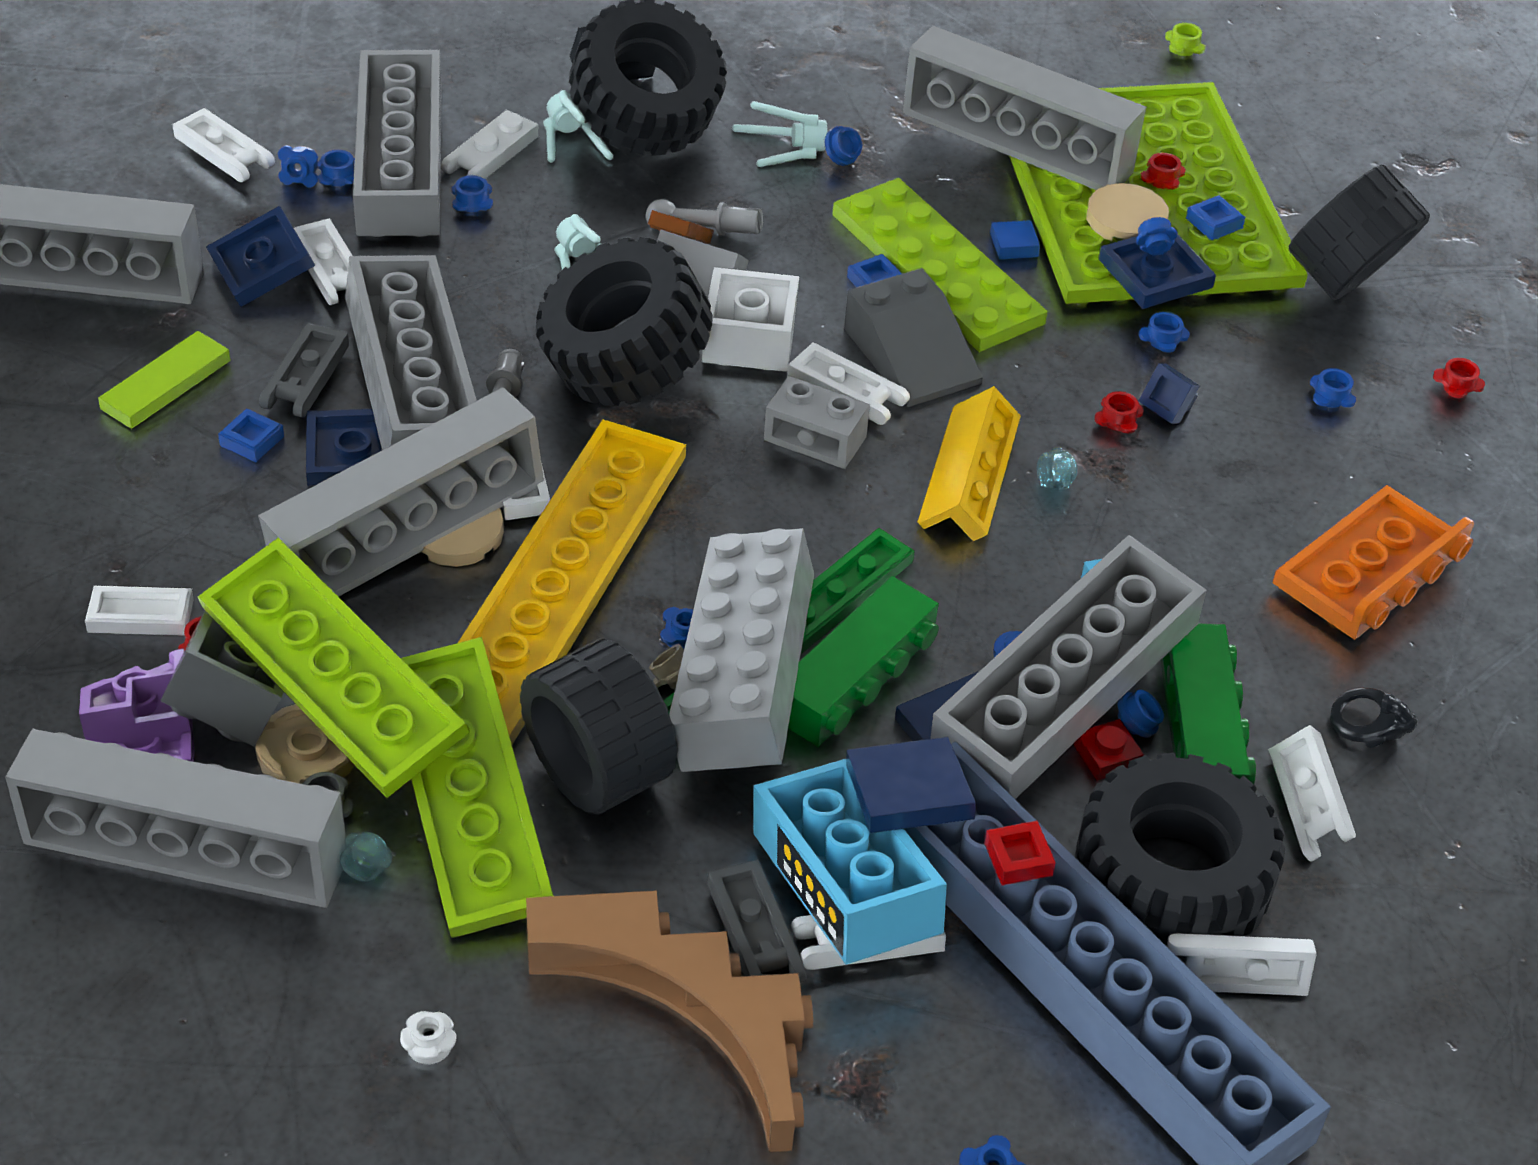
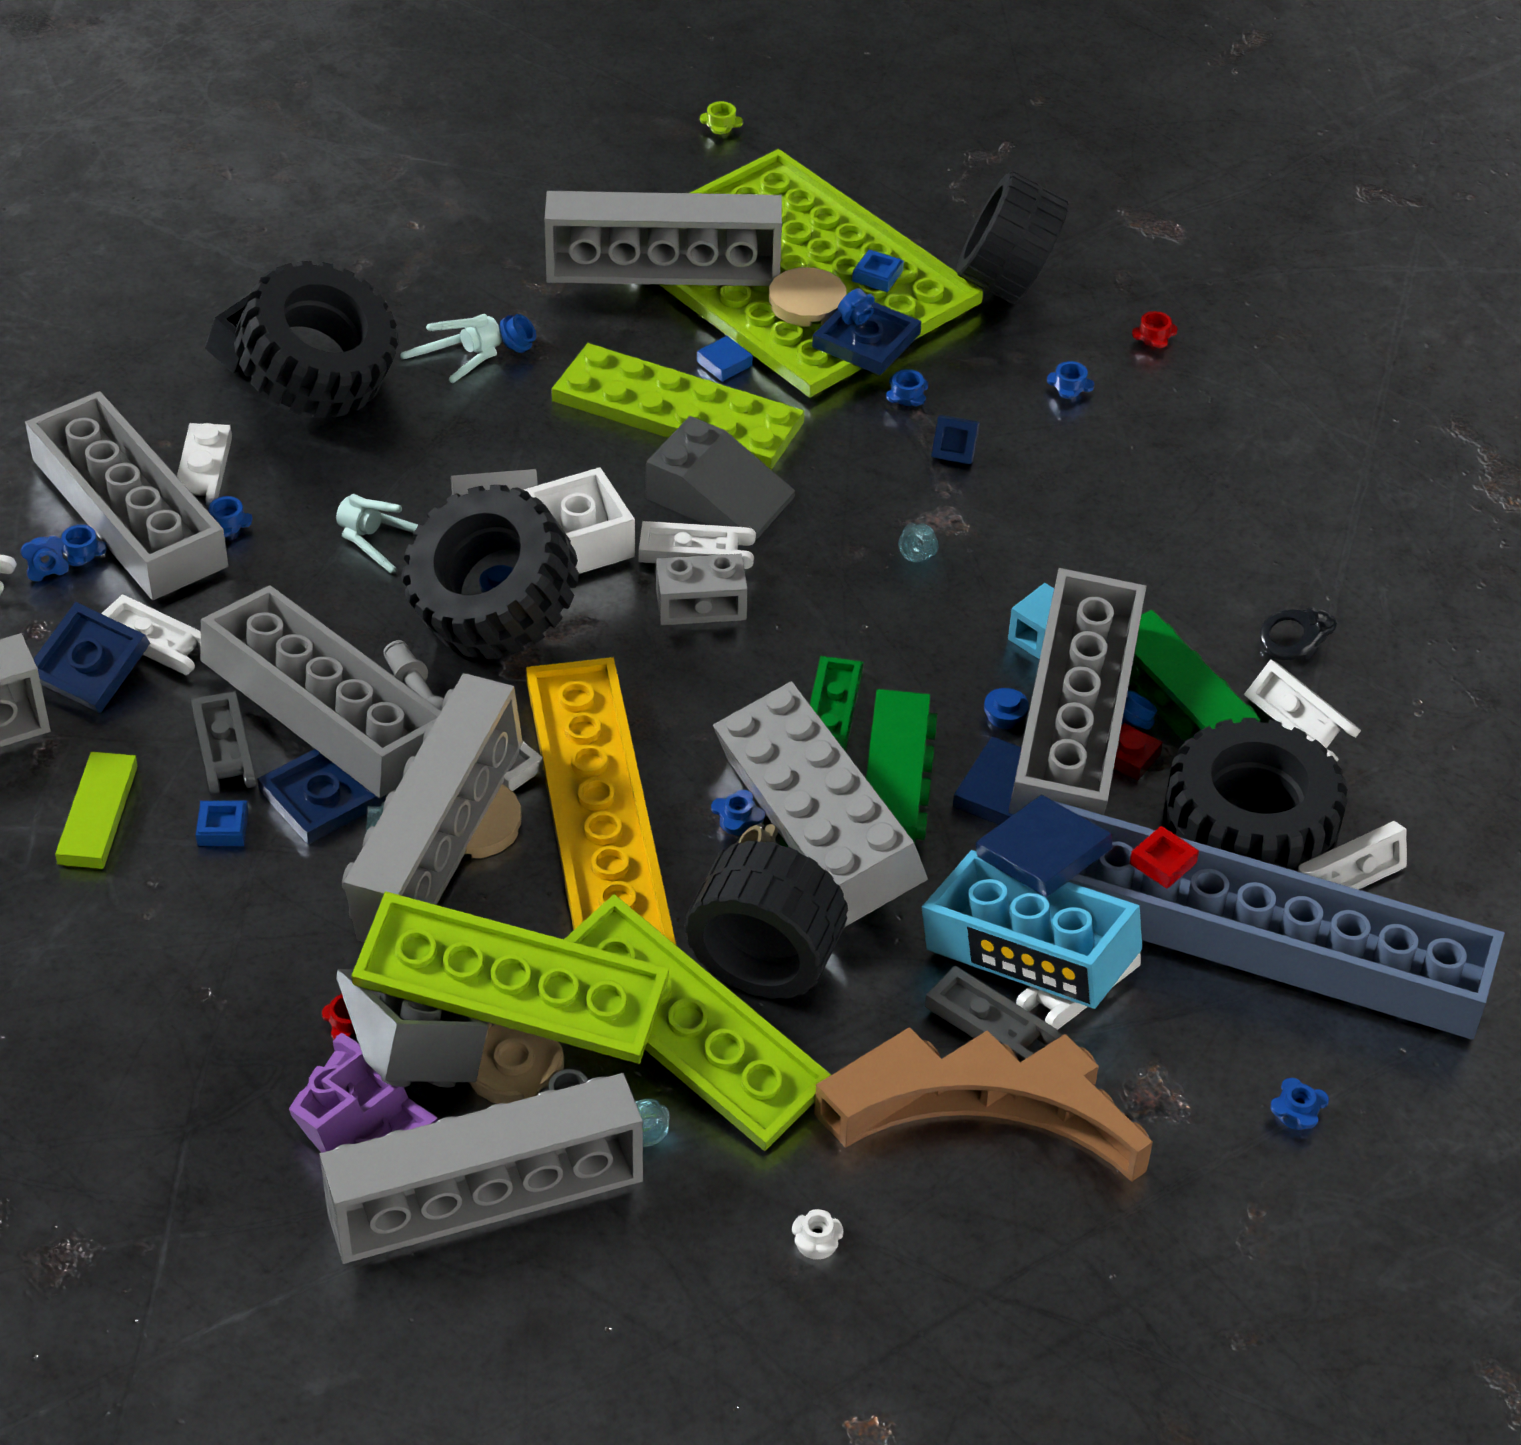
camera: 30 degrees left, 0 degrees up
(139, 610) = (264, 1021): white tile -> none
(567, 118) = (252, 405): light aqua plant -> none
(680, 227) = (449, 467): dark orange tile -> none
(724, 218) = (411, 463): light grey pin -> none
(871, 270) = (637, 440): blue tile -> none
(971, 464) = (846, 569): yellow panel -> none
(1119, 412) = (926, 472): red plate -> none
(1163, 171) = (808, 246): red plate -> none
(1373, 561) = (1208, 510): orange bracket -> none

